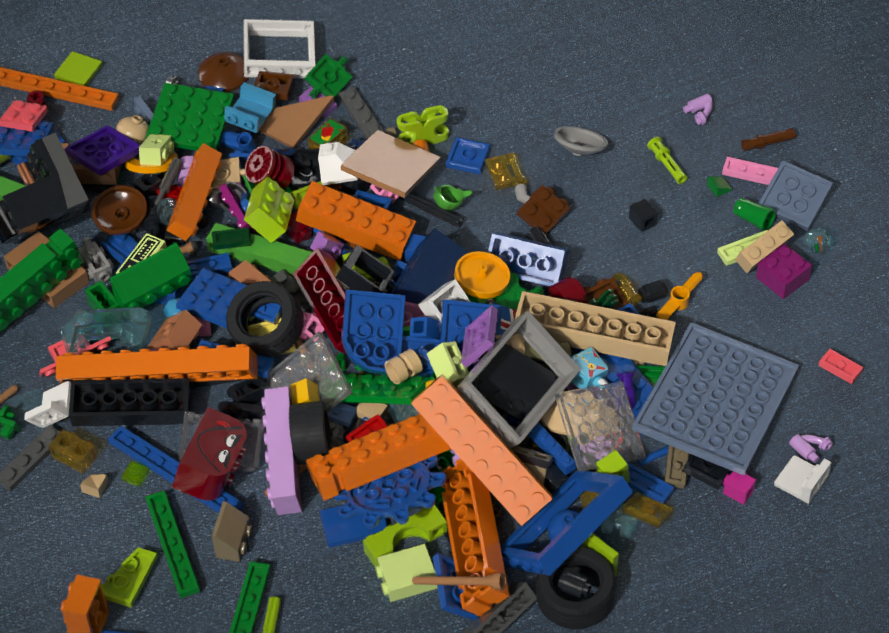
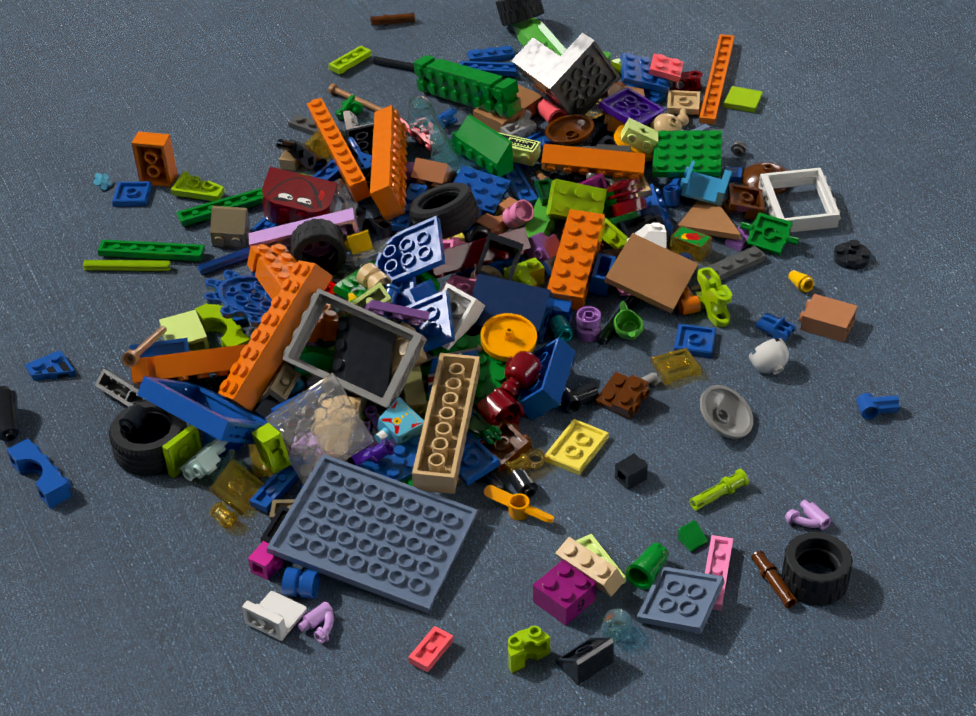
camera: 85 degrees right, 10 degrees down
(48, 329) = (447, 116): none -> blue piece
(72, 227) = (550, 111): none -> coral plant
(77, 117) = (683, 103): none -> tan plate
(85, 471) = (302, 154): none -> black beam
(117, 416) = (339, 150): none -> orange brick
(139, 394) = (361, 156): none -> blue piece
(270, 262) = (518, 214): none -> bright pink wheel
(273, 538) = (224, 261): none -> blue axle
(366, 21) = (852, 255): none -> black plate
(397, 68) = (802, 281): none -> yellow cone
(444, 222) = (588, 324): none -> medium lavender wheel
(455, 56) = (828, 317): none -> nougat brick
(463, 93) = (775, 326): none -> blue arm
(508, 101) = (770, 356): none -> white cylinder
(530, 271) = (521, 372): none -> dark red piece
(573, 44) = (872, 406): none -> blue piece
(602, 253) = (576, 447): none -> light yellow tile
(618, 534) = (204, 461): none -> light aqua plate
(678, 523) = (223, 515): none -> clear yellow bush
(765, 93) = (820, 549): none -> black tyre
(770, 456) = (296, 583): none -> blue wheel
(844, 303) = (525, 645): none -> lime cylinder
(850, 262) = (587, 658): none -> black slope

